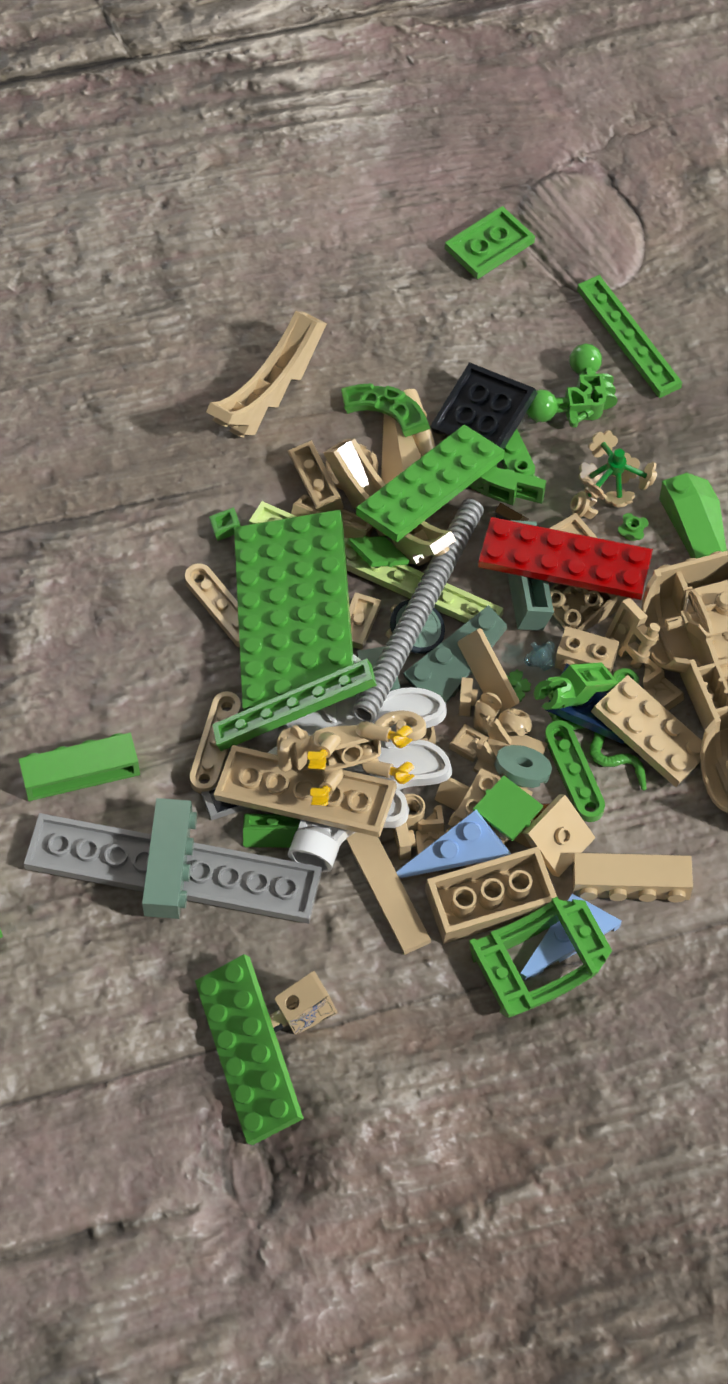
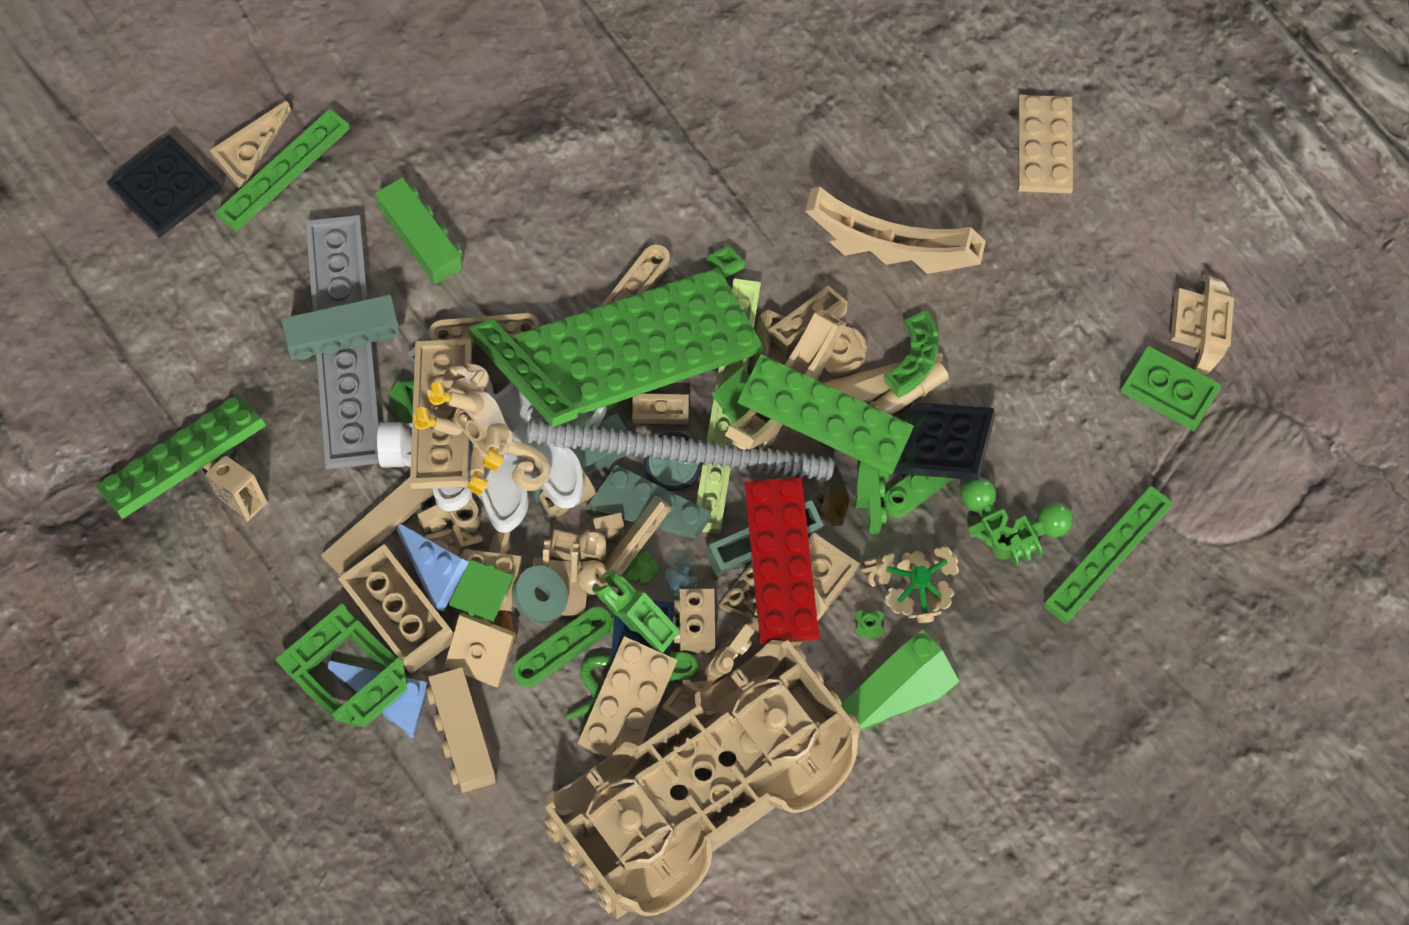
camera: 70 degrees right, 5 degrees up
(210, 251) = (1045, 144): none -> tan plate
(436, 198) = (1204, 321): none -> tan plate

